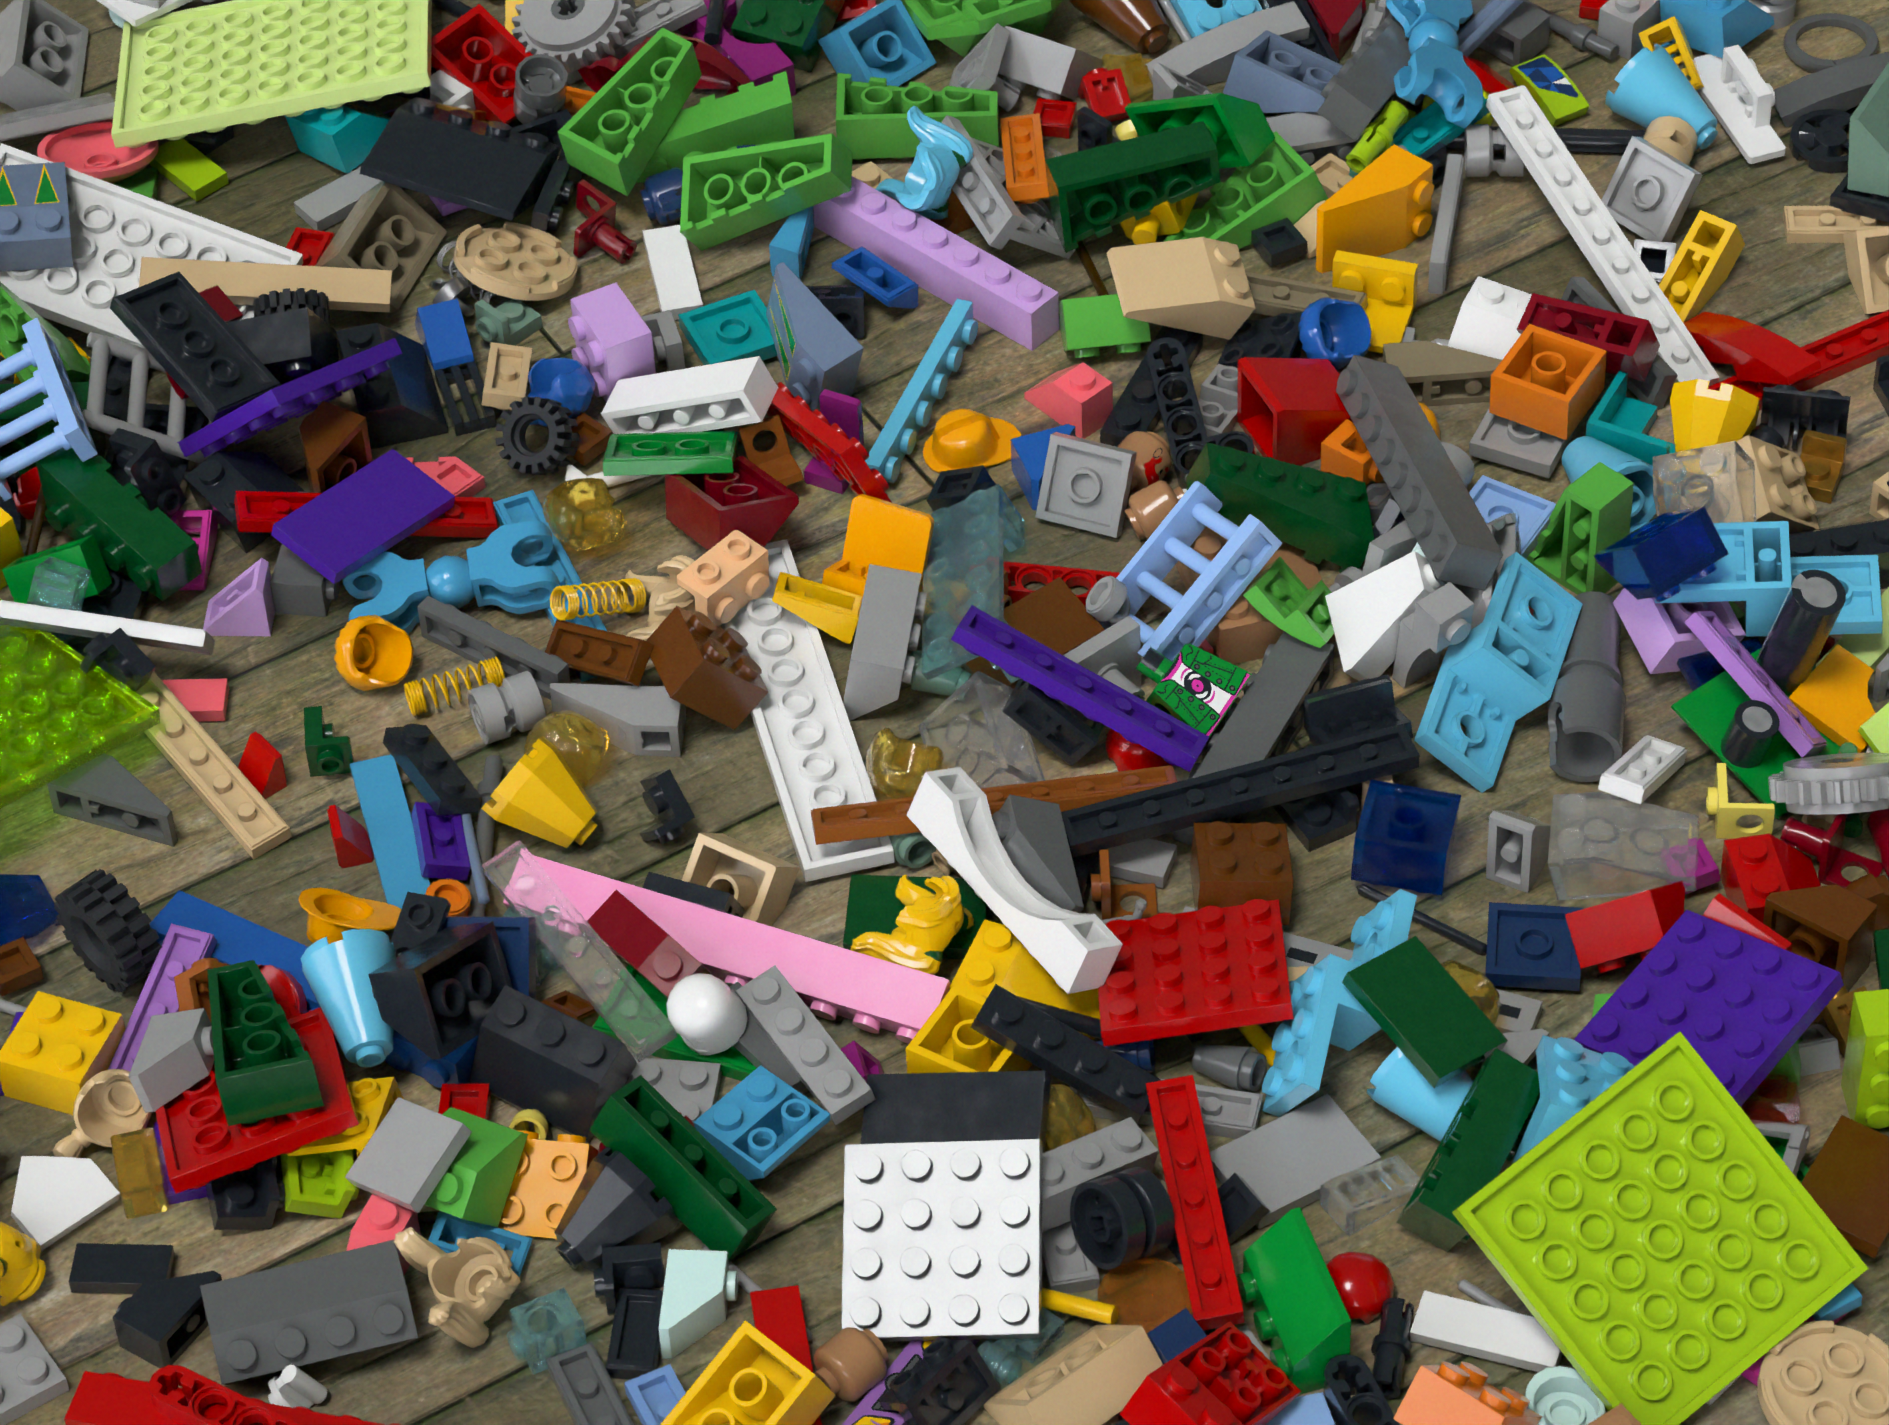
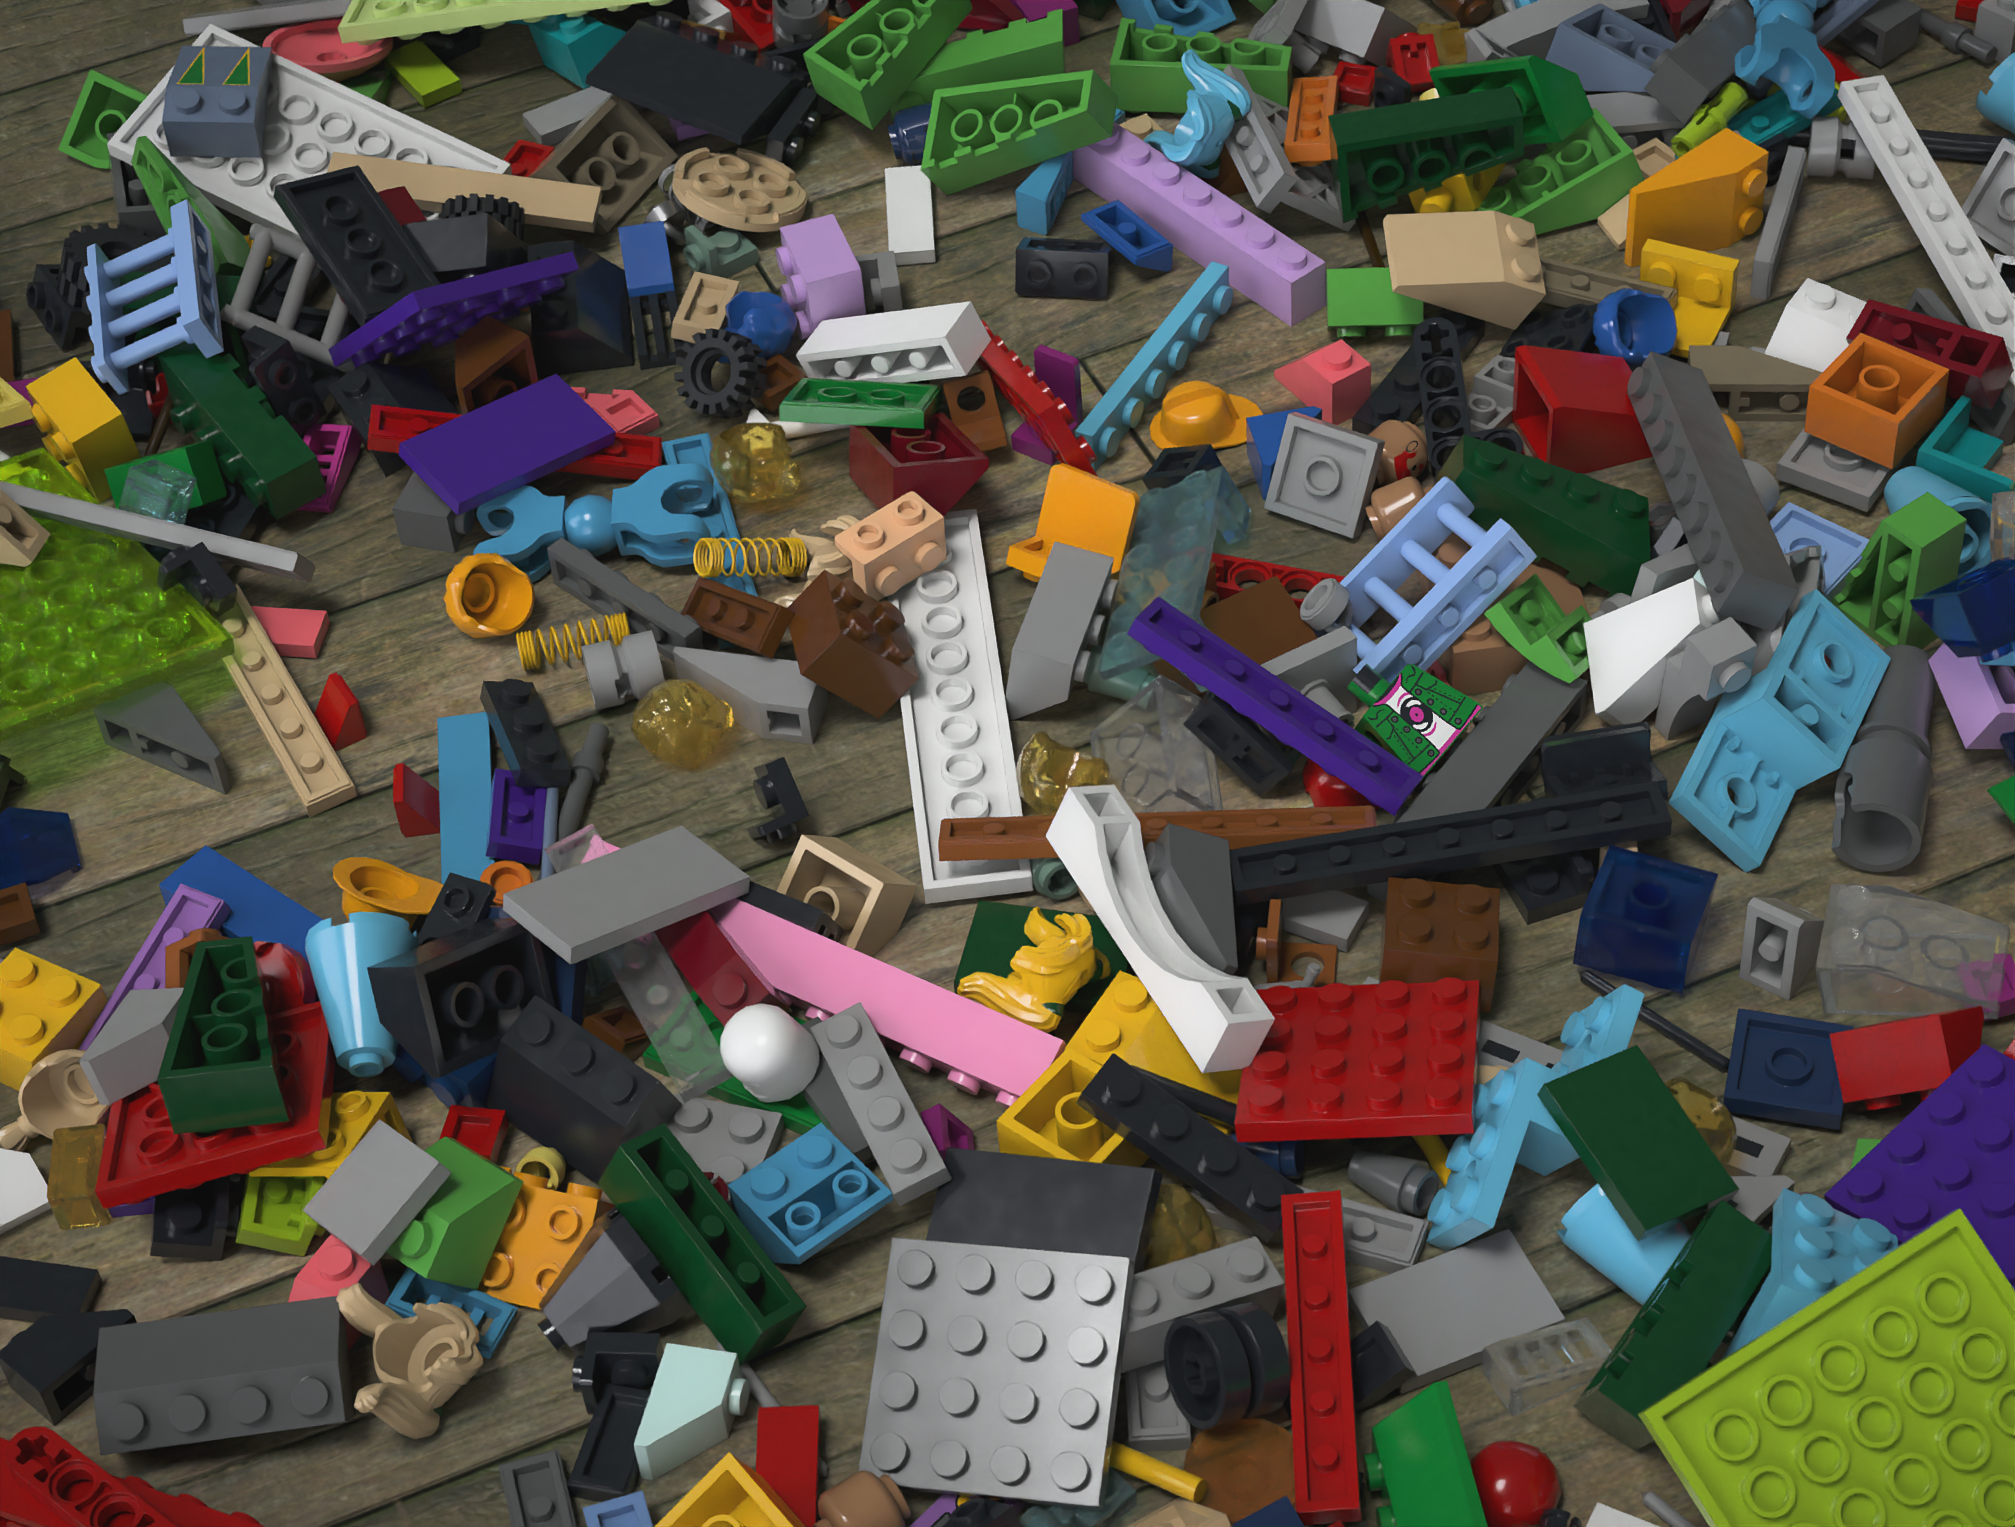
camera: 10 degrees right, 0 degrees up
(108, 930) = (111, 882): black tyre -> none
(243, 605) = (365, 532): lavender slope -> none
(295, 1389) = (191, 1471): white plate -> none
(324, 751) = (410, 696): dark green bracket -> none
(544, 798) = (637, 776): yellow cone -> none
(545, 1329) = (499, 1409): clear light blue brick -> none
(565, 895) = (625, 894): none -> light grey tile
(600, 226) = (839, 160): dark red bracket -> none
(729, 329) = (963, 274): teal plate -> none
(810, 341) = (1039, 293): sand blue slope -> none
(819, 604) = (992, 582): yellow slope -> none
(1279, 242) = (1586, 229): black plate -> none
(1347, 455) = (1631, 466): orange brick -> none
(1551, 89) = (1916, 89): lime slope -> none
(1642, 769) = (1945, 863): white tile -> none

